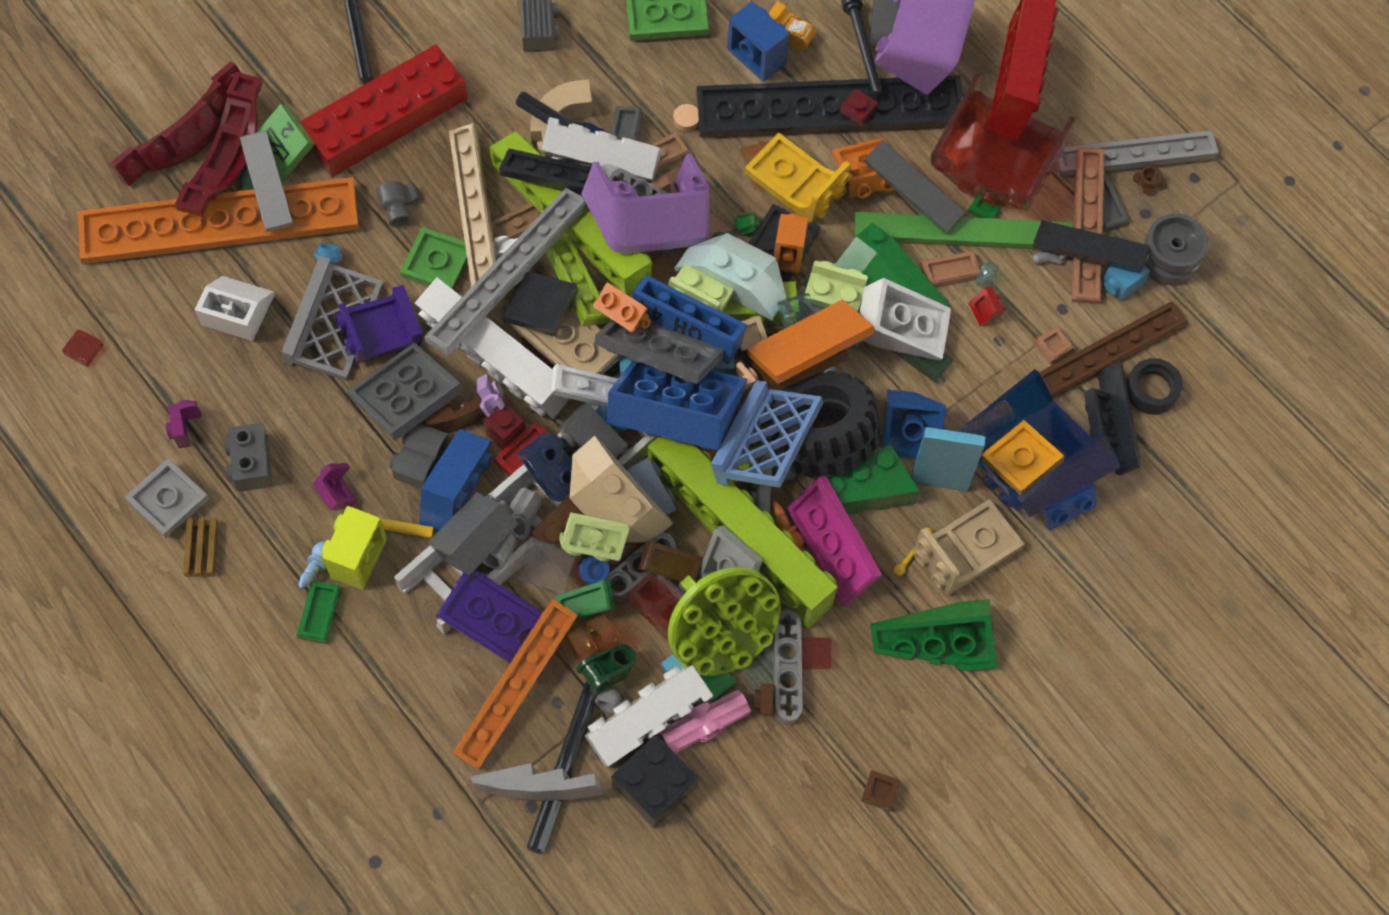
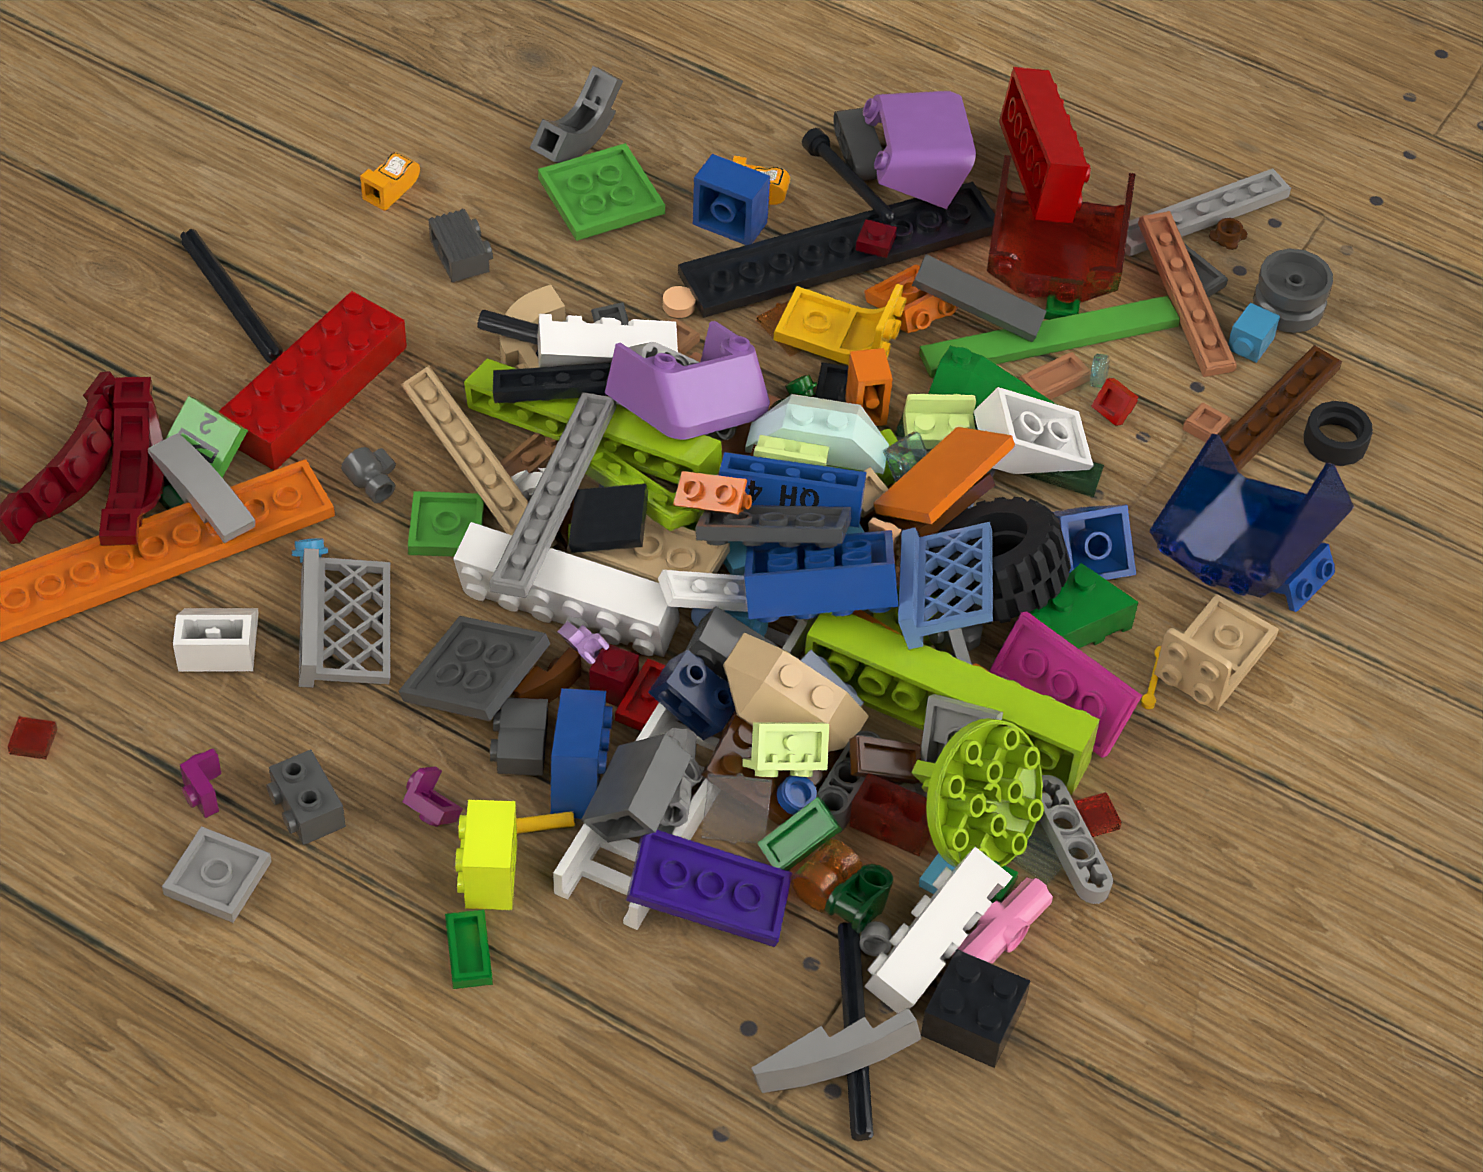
camera: 20 degrees left, 15 degrees down
(201, 524) = (276, 893): pearl gold tile -> none
(315, 564) = (442, 891): light blue bar -> none
(379, 326) = (411, 607): dark purple panel -> none
(514, 684) = (756, 951): orange plate -> none
(764, 698) = (1063, 877): reddish brown plate -> none
(880, 790) = (1244, 938): reddish brown plate -> none
(947, 459) = (1161, 550): medium azure tile -> none
(948, 634) = (1235, 751): green wedge -> none
(1022, 457) = (1234, 533): light orange plate -> none
(1048, 256) = (1159, 337): light grey piece -> none
(1091, 246) = (1203, 308): black tile -> none
(1111, 414) = (1300, 461): black bracket -> none

